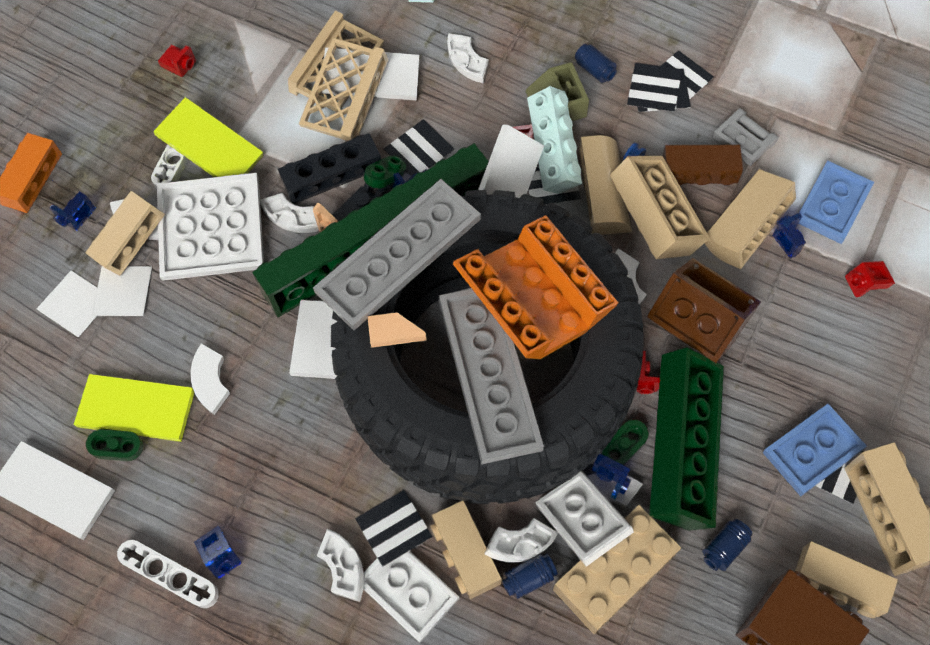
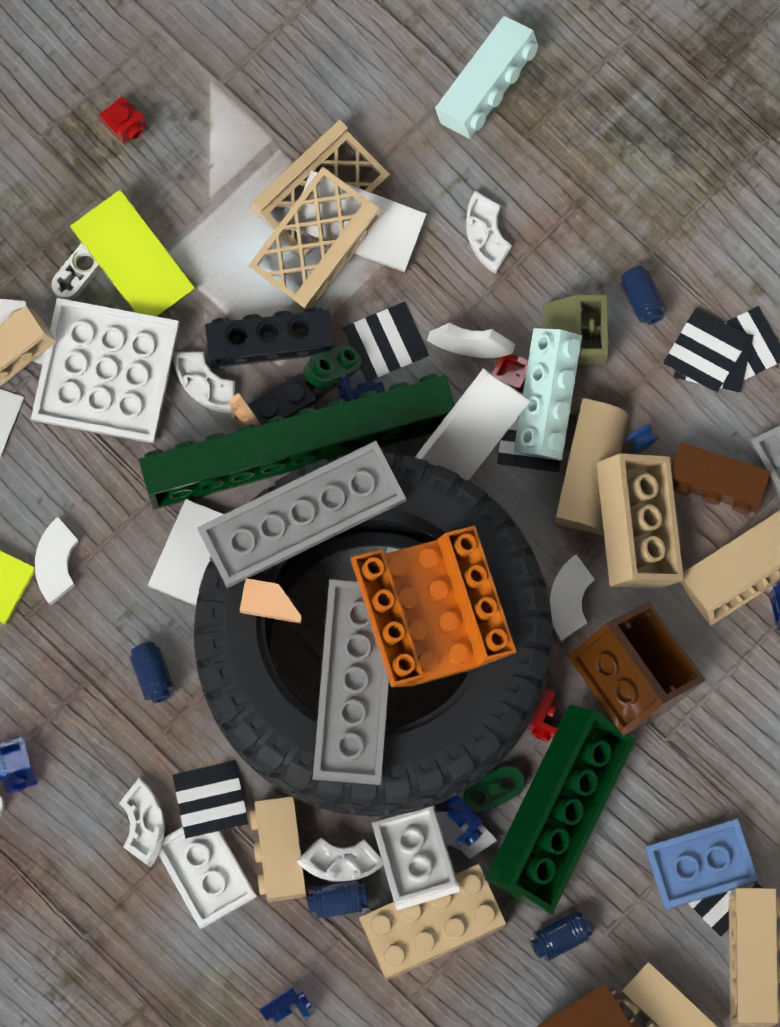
camera: 15 degrees right, 10 degrees up
(313, 439) = (151, 672): none -> dark blue head
(481, 128) = (471, 343): none -> white tile

